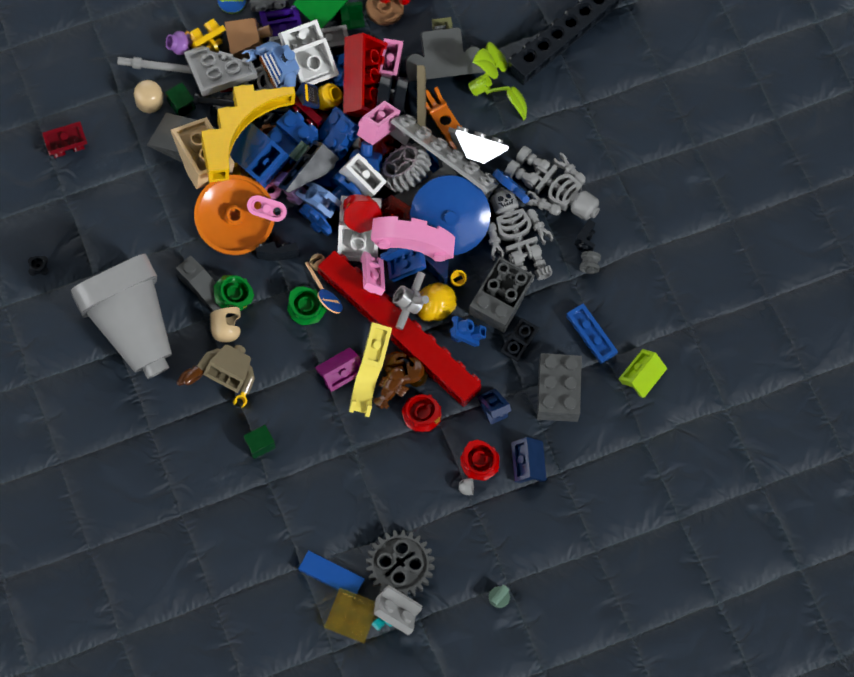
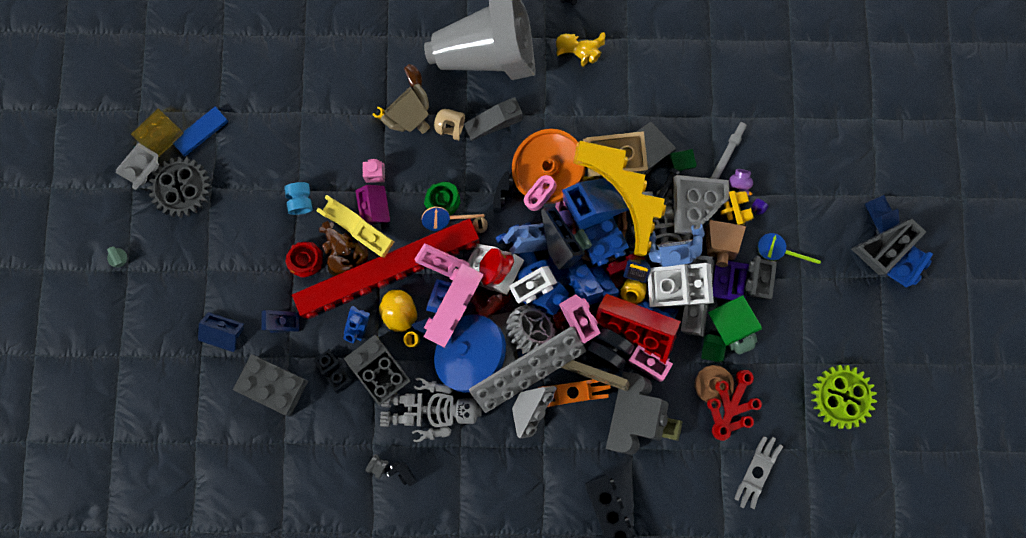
camera: 115 degrees right, 10 degrees up
(64, 139) = (678, 53): dark red bracket -> none
(95, 226) = (585, 50): none -> yellow animal
(148, 96) = (695, 135): tan helmet -> none
(198, 20) = (760, 206): none -> dark purple hinge
(233, 292) = (476, 140): green hat -> none
(259, 441) = (334, 114): dark green panel -> none
(304, 379) = (373, 171): none -> bright pink brick
(363, 439) = (298, 198): none -> dark azure wheel
(409, 300) = (400, 282): light grey bar -> none
(466, 486) = (221, 270): light grey hinge -> none
(479, 460) = (240, 290): red hat -> none
(489, 60) = (596, 443): lime plant -> none
(511, 185) = (477, 423): blue piece -> none
(582, 203) = (435, 484): light grey piece -> none
(591, 333) = (309, 438): blue plate -> none
(643, 372) = (254, 468): lime panel -> none

